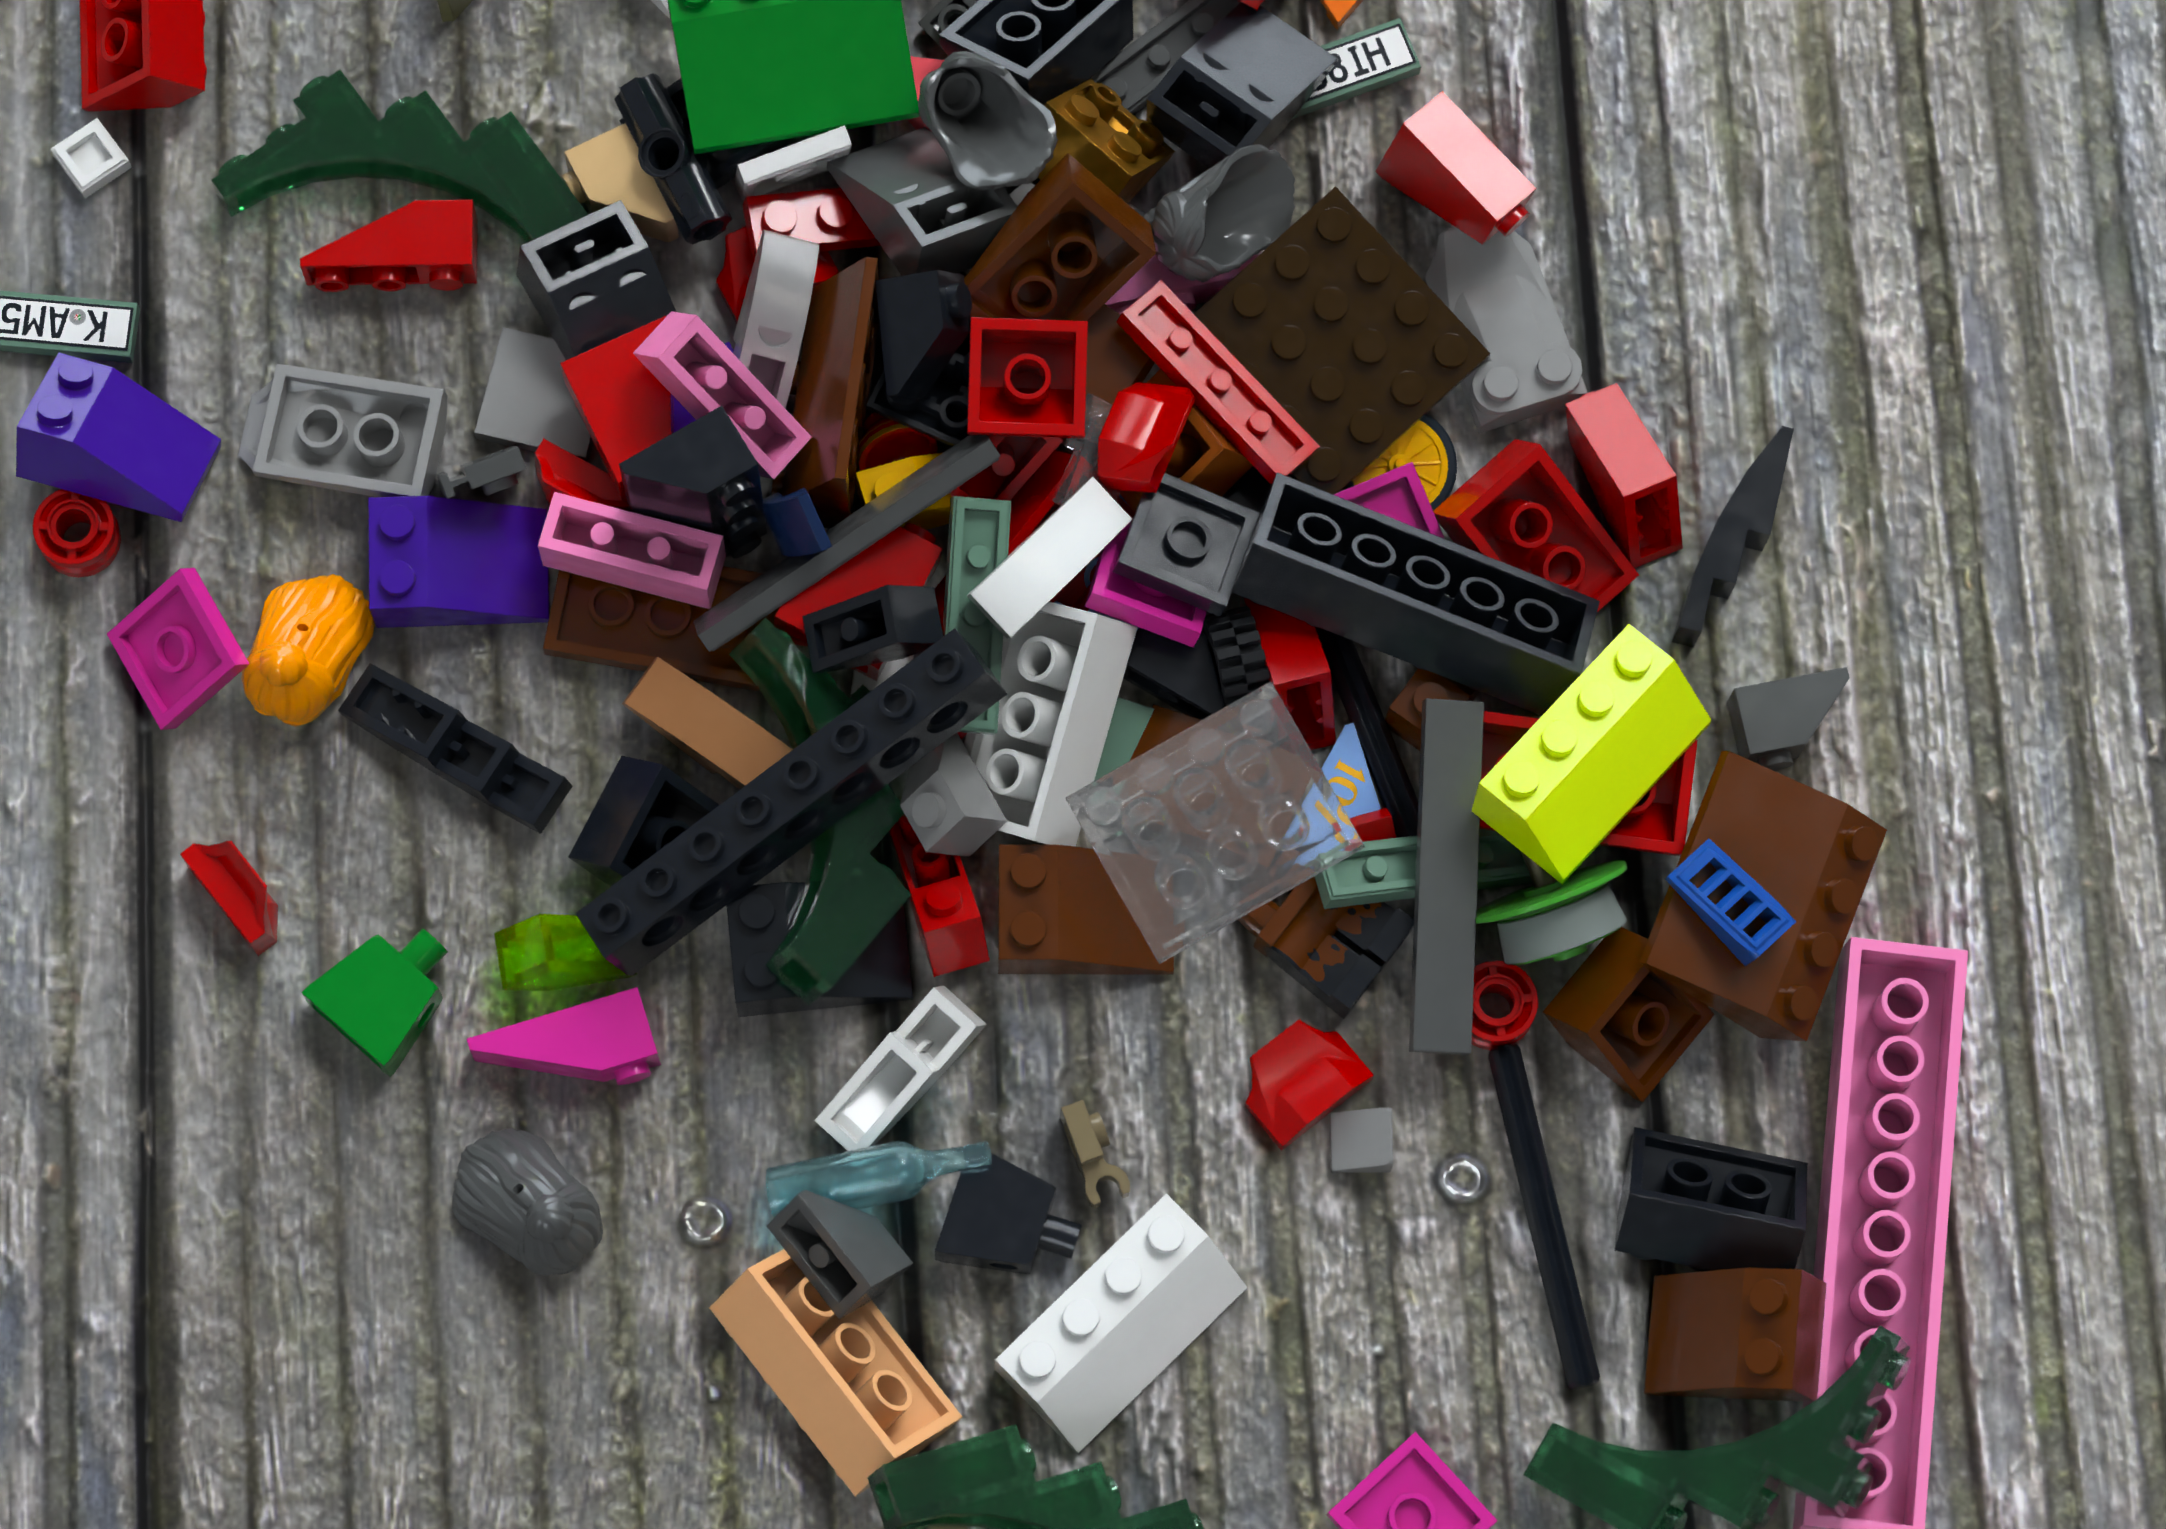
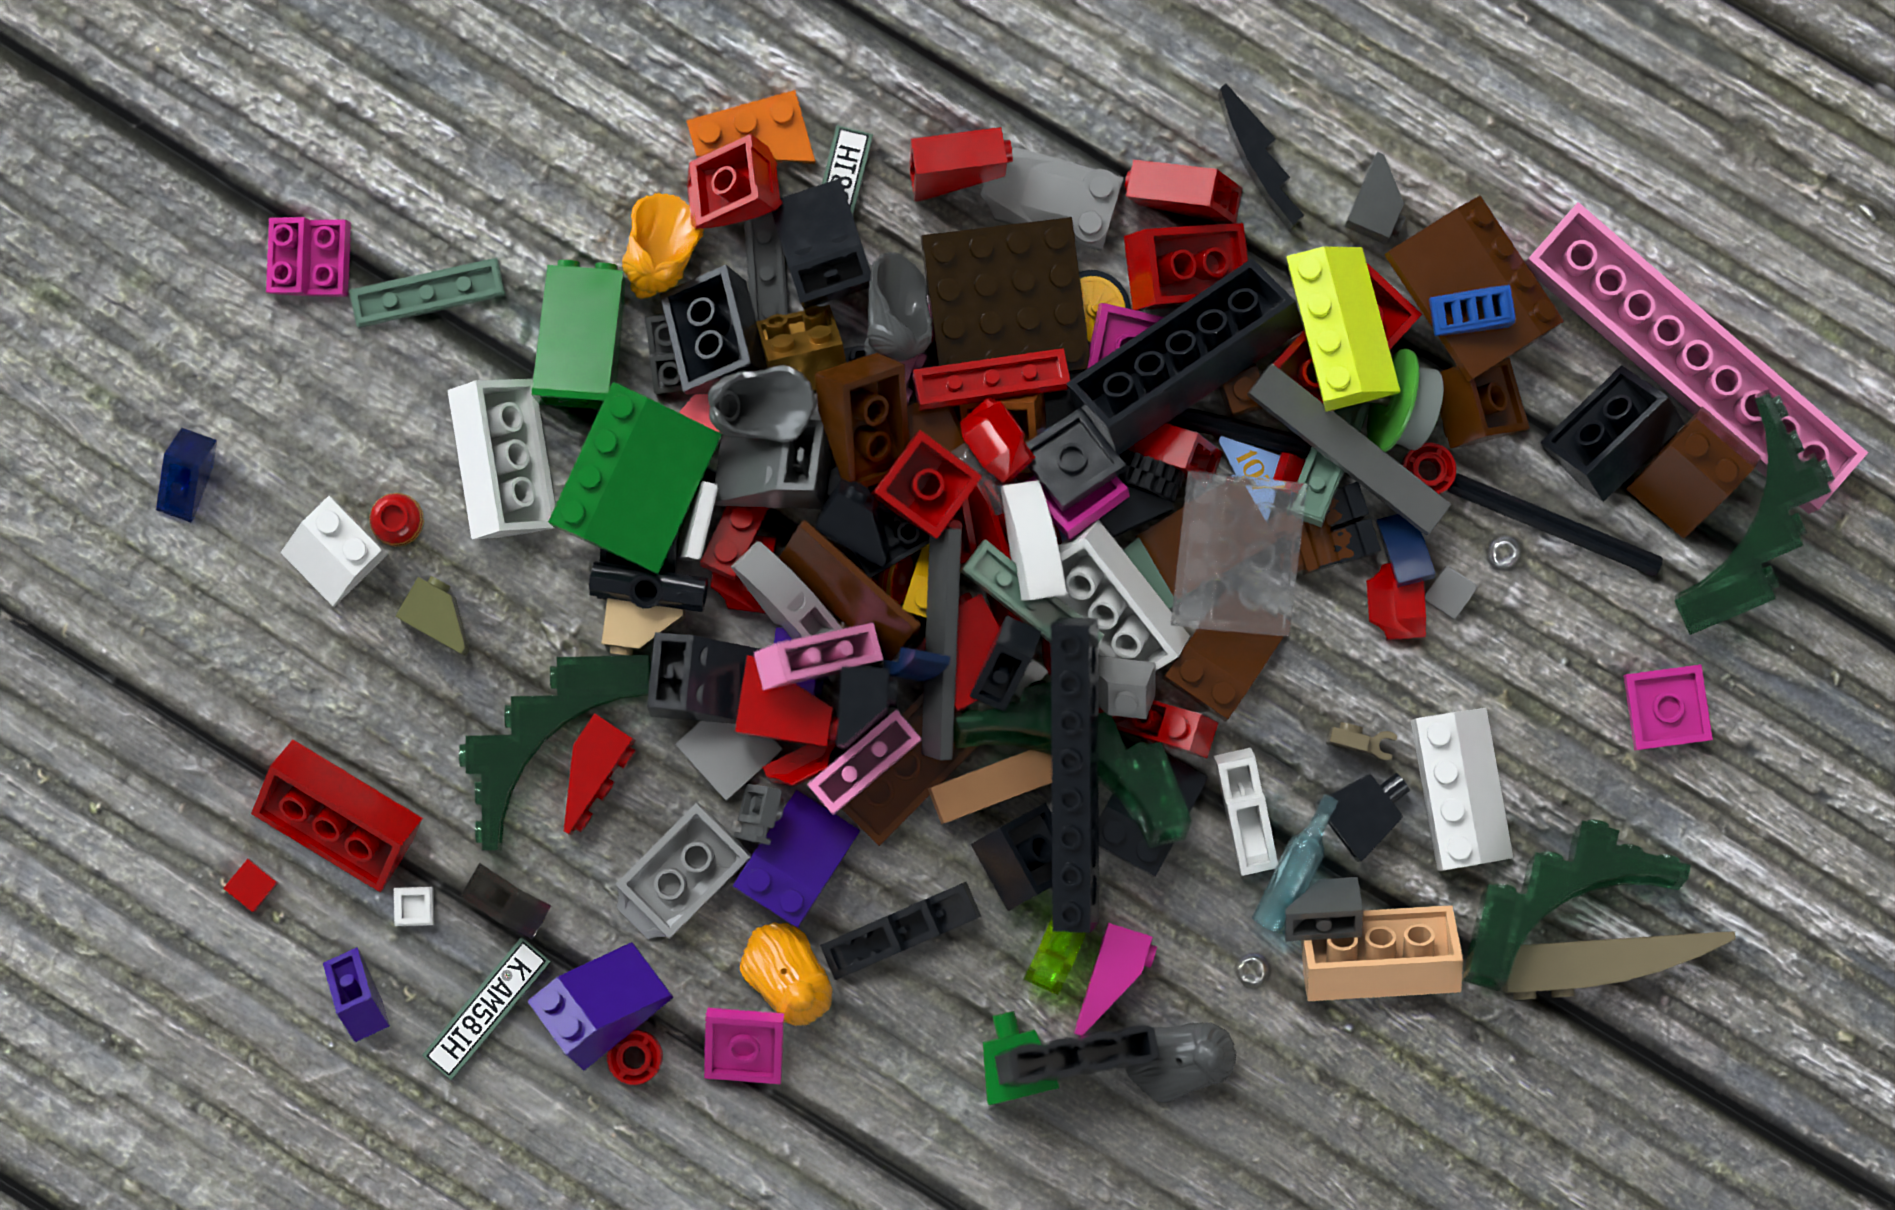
camera: 50 degrees left, 10 degrees up
(169, 257) = (505, 901): none -> clear smoke slope
(236, 891) = (902, 1102): red slope -> none
(426, 1037) = (1076, 1056): none -> black brick
(1371, 1045) = (1405, 550): none -> dark blue slope

